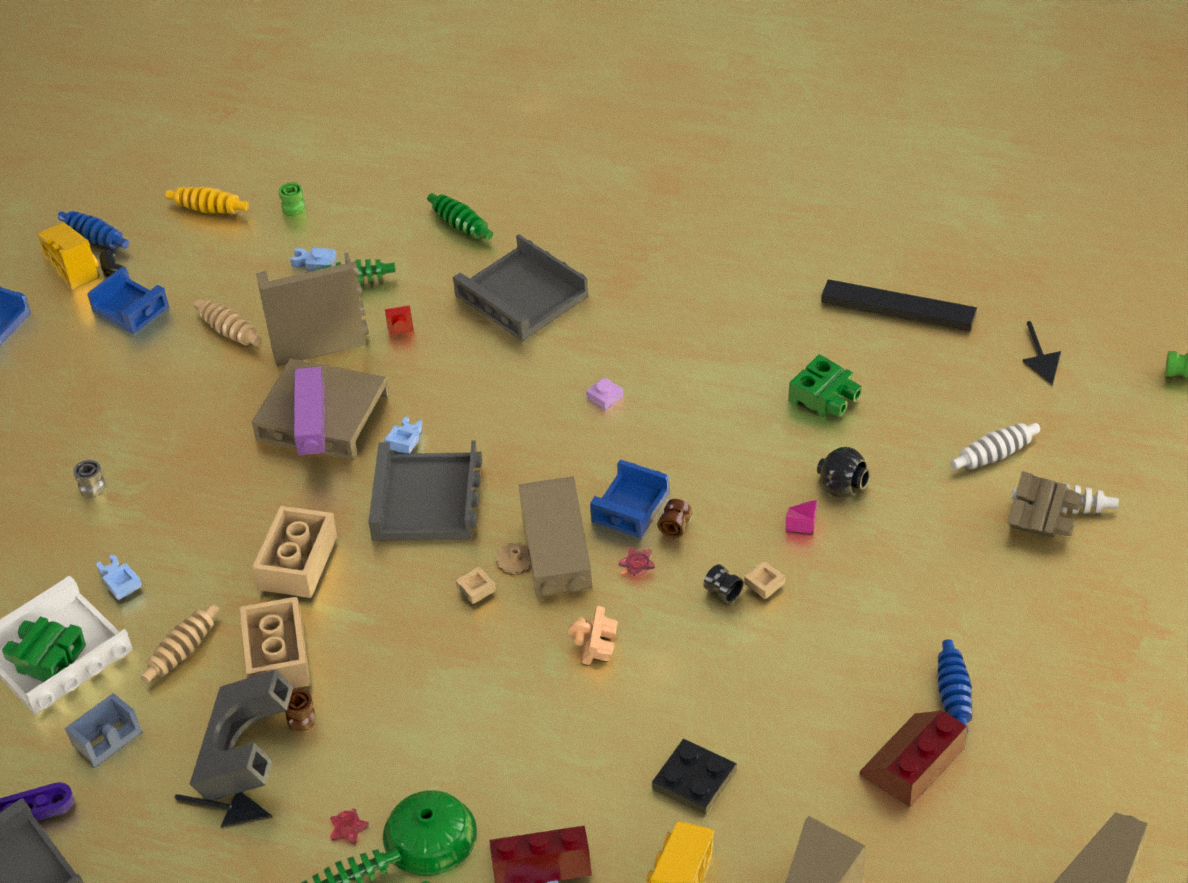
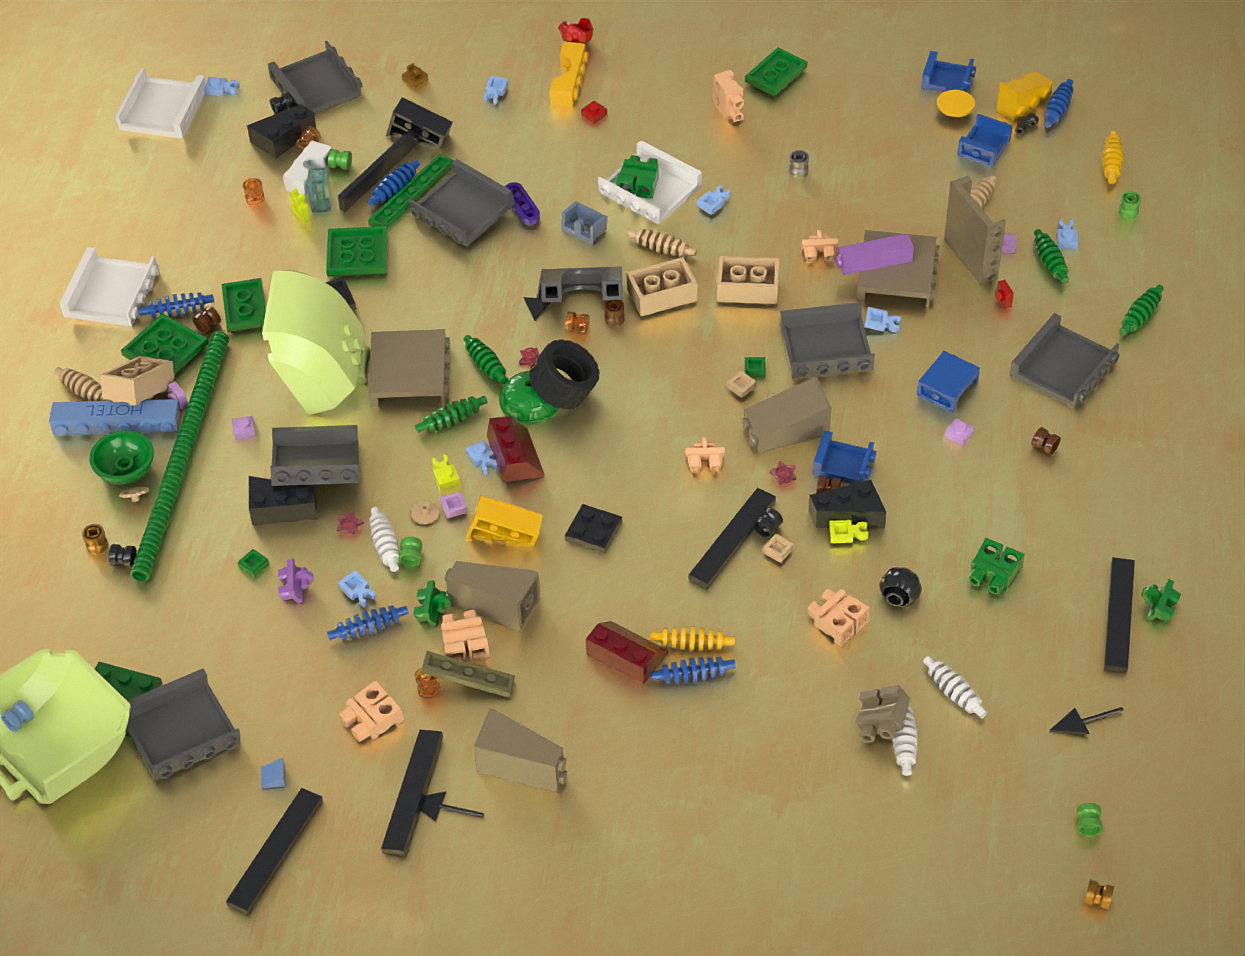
camera: 80 degrees right, 5 degrees up
(50, 315) = (955, 103): none -> yellow piece
(255, 487) = (819, 244): none -> light nougat hips
(303, 760) = (577, 322): none -> clear orange wheel
(425, 765) = (556, 388): none -> black tyre
(443, 571) = (755, 366): none -> green tile
(528, 386) = (947, 380): none -> blue panel
(644, 318) = (1046, 441): none -> reddish brown wheel
(712, 497) = (851, 502): none -> black wedge
(737, 627) = (731, 538): none -> black tile
(747, 512) = (843, 531): none -> neon yellow plate
(802, 517) = (848, 566): dark pink slope -> none
(881, 533) = (839, 615): none -> light nougat hips
(888, 267) = (1158, 598): none -> green hips
(904, 682) = (692, 638): none -> yellow piece

